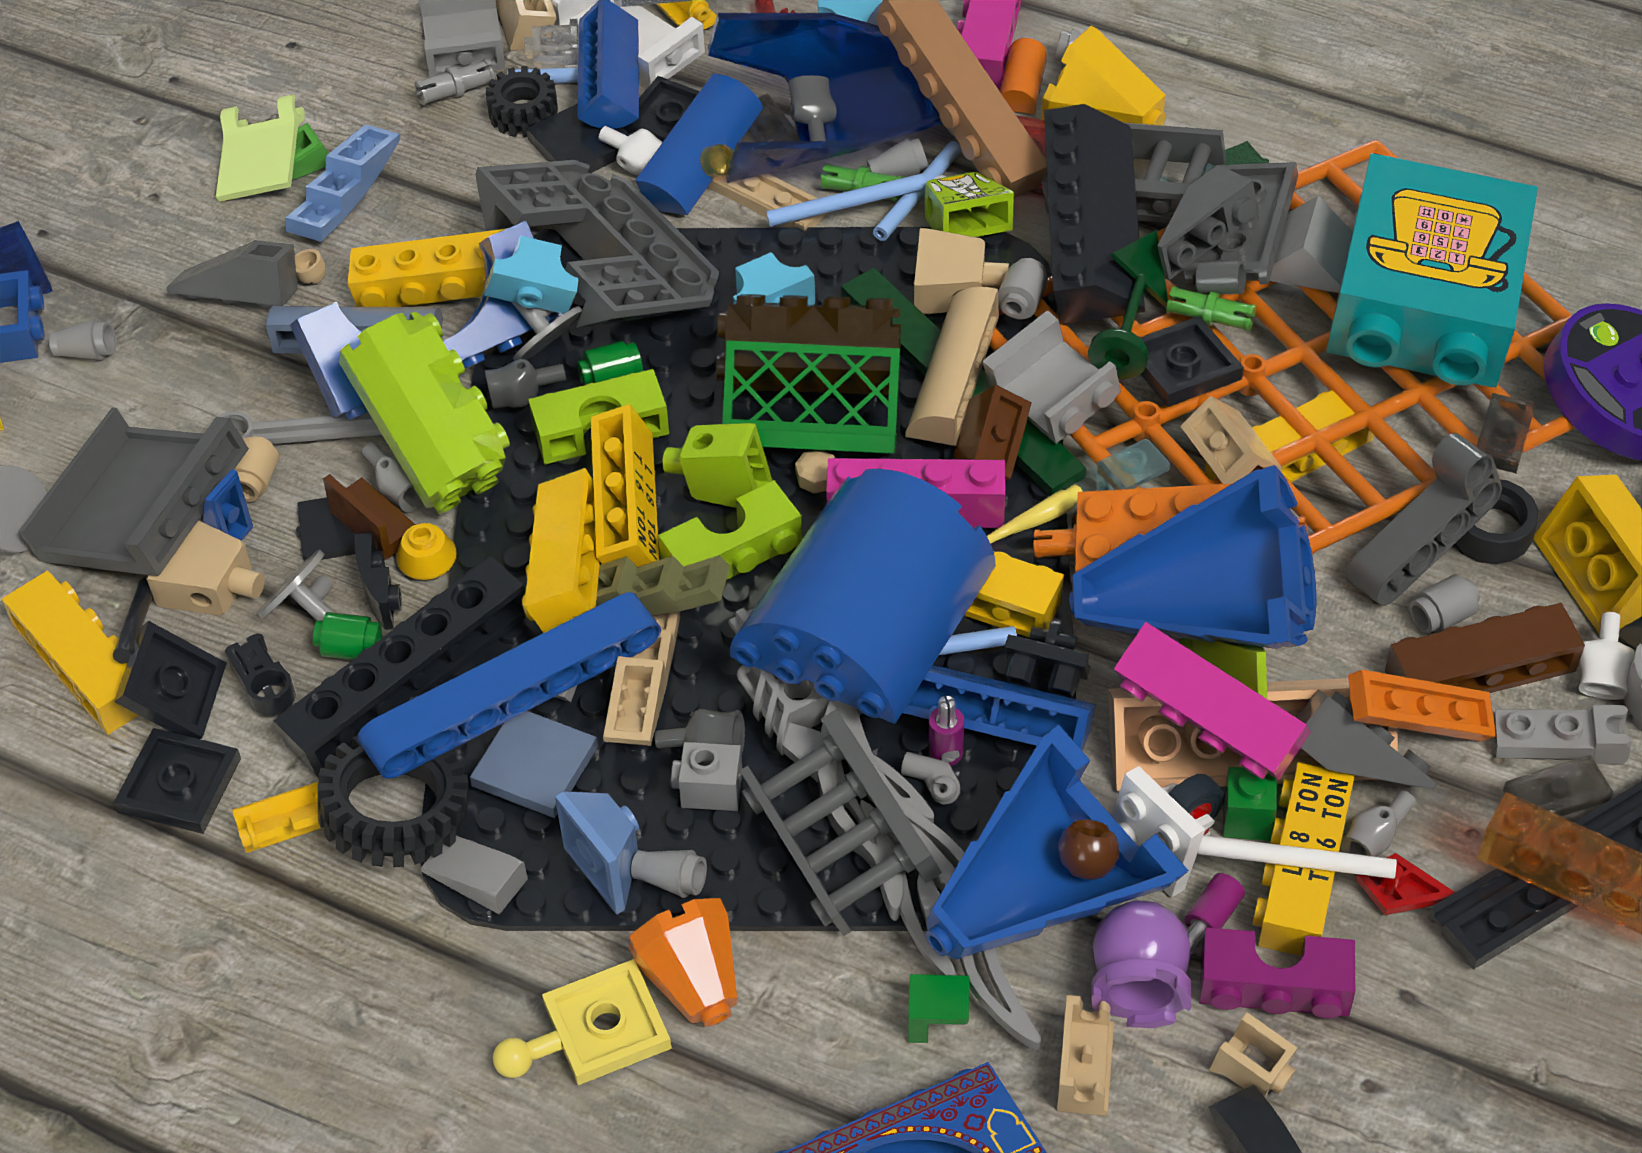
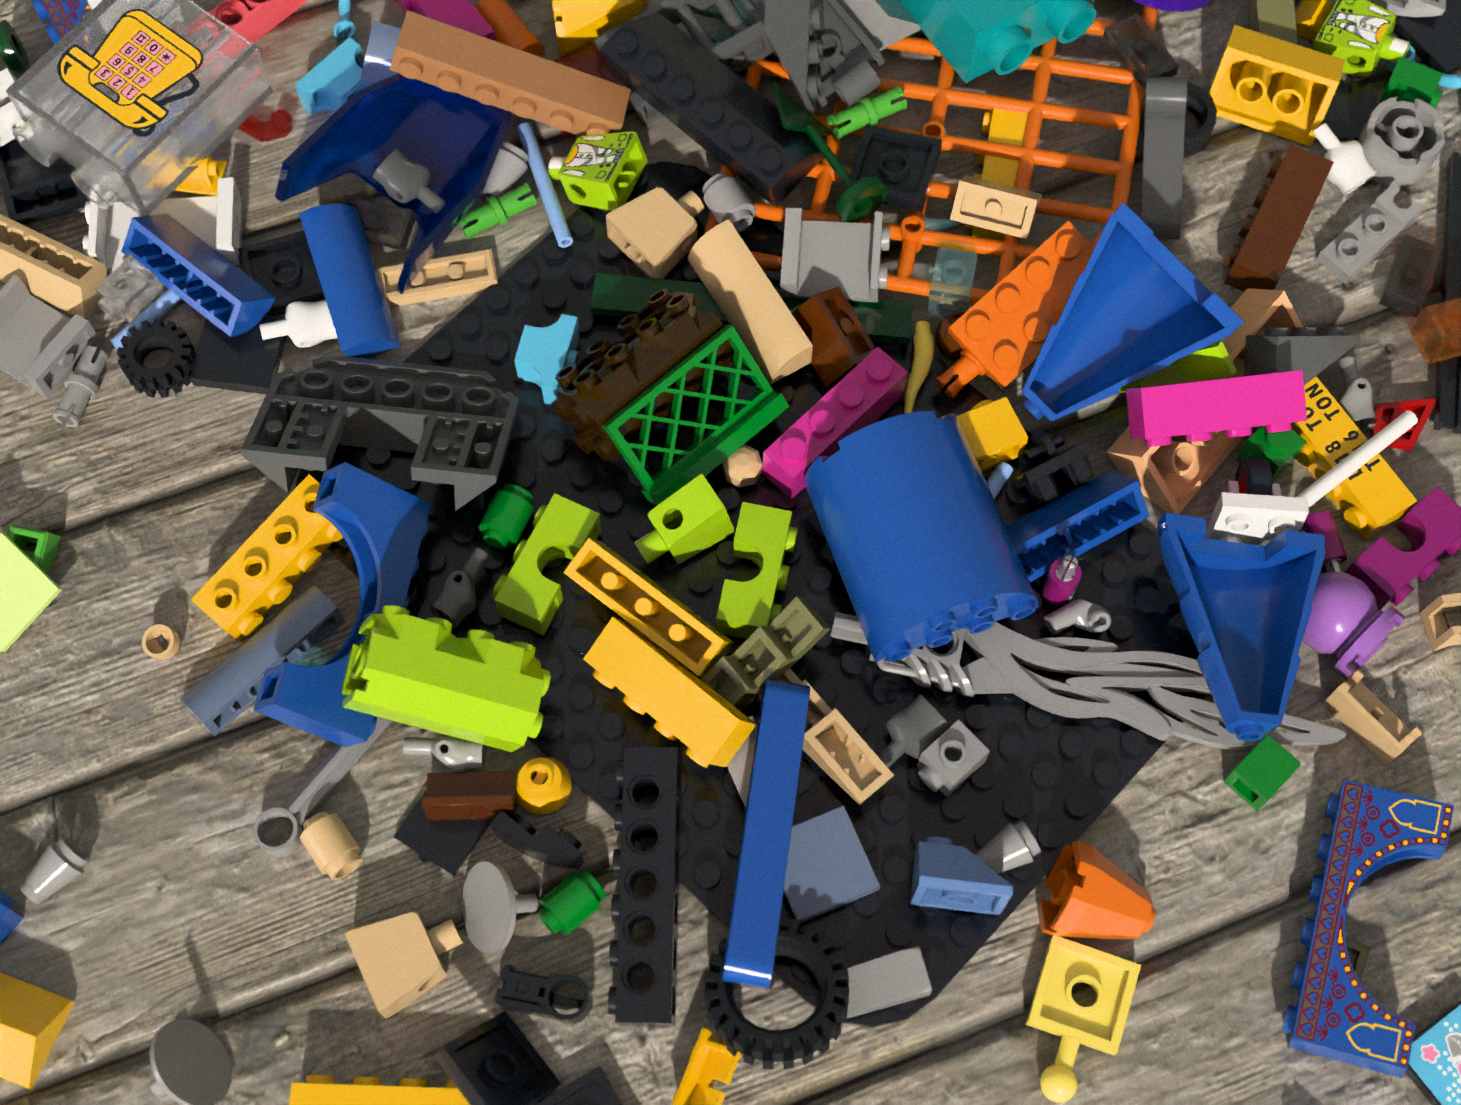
camera: 50 degrees left, 15 degrees up
(131, 495) = (276, 957): dark grey panel -> none
(133, 622) = (406, 1051): black bar -> none
(227, 508) = (366, 899): blue slope -> none
(251, 273) = (118, 700): dark grey slope -> none
(347, 178) = (96, 549): medium blue slope -> none
(533, 277) = (403, 501): medium azure brick -> none
(545, 331) = (440, 537): light grey shield -> none
(716, 160) = (382, 281): clear yellow hinge -> none
(846, 200) = (509, 236): light blue bar -> none
(884, 818) = (1108, 679): dark grey fence -> none
(1088, 849) = (1242, 577): reddish brown piece -> none
(1421, 705) = (1309, 293): orange plate -> none
(1444, 604) = (1217, 205): light grey brick -> none

